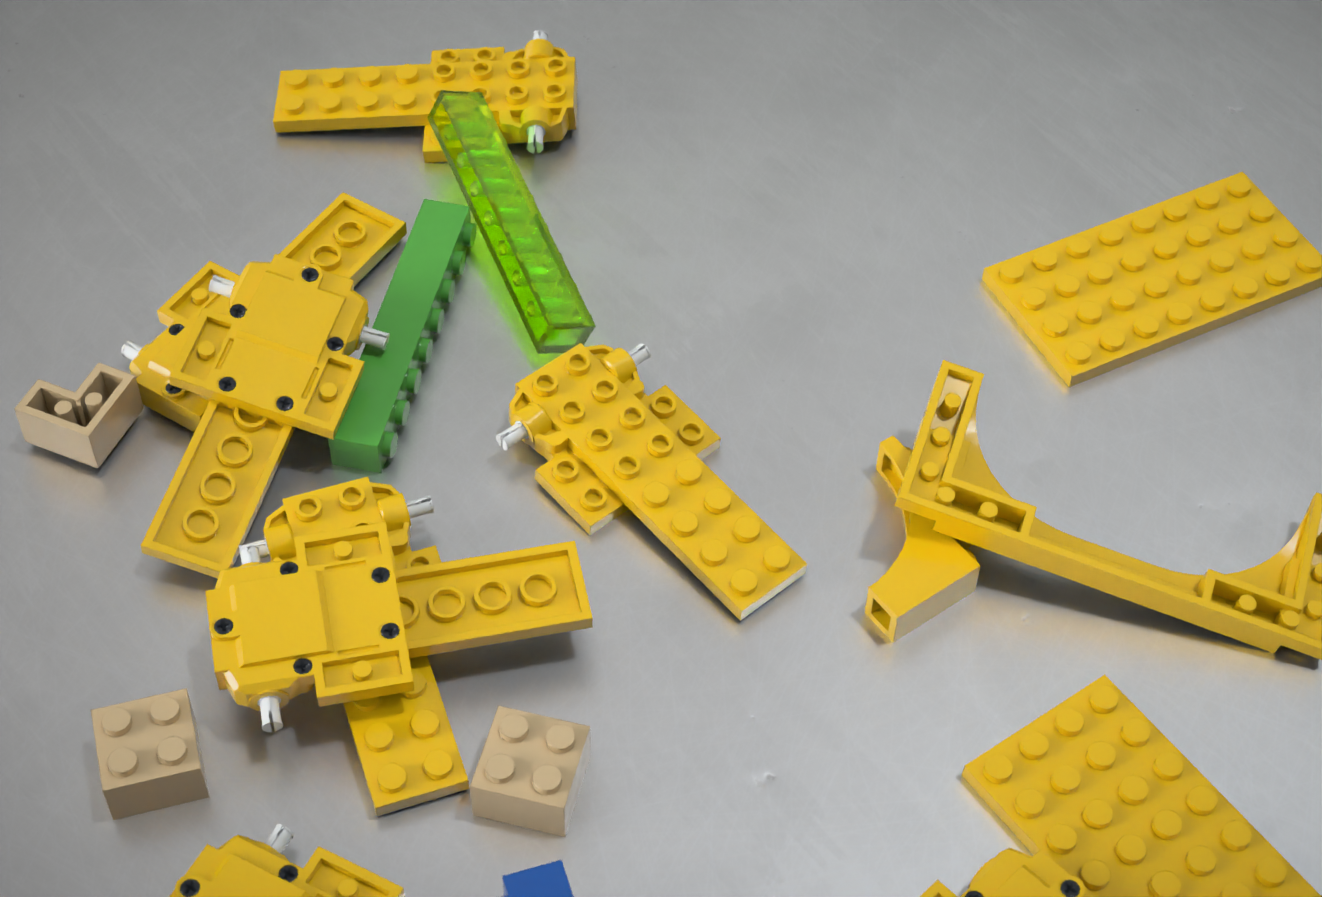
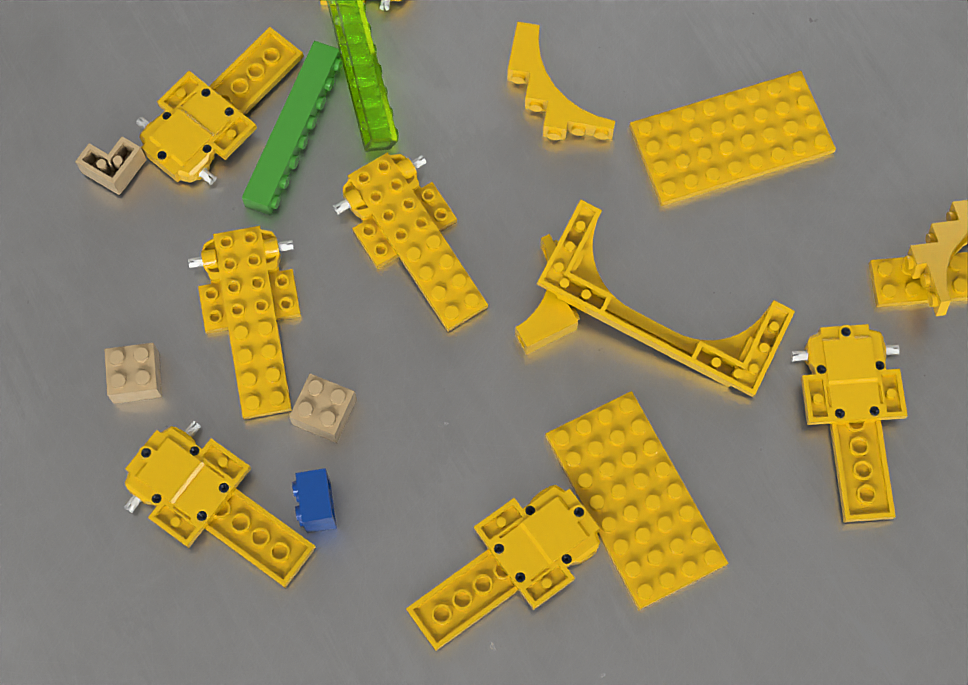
camera: 10 degrees right, 20 degrees up
(269, 369) = (213, 157): yellow piece -> none
(355, 622) = (238, 314): yellow piece -> none
(831, 244) = (542, 95): none -> yellow arch

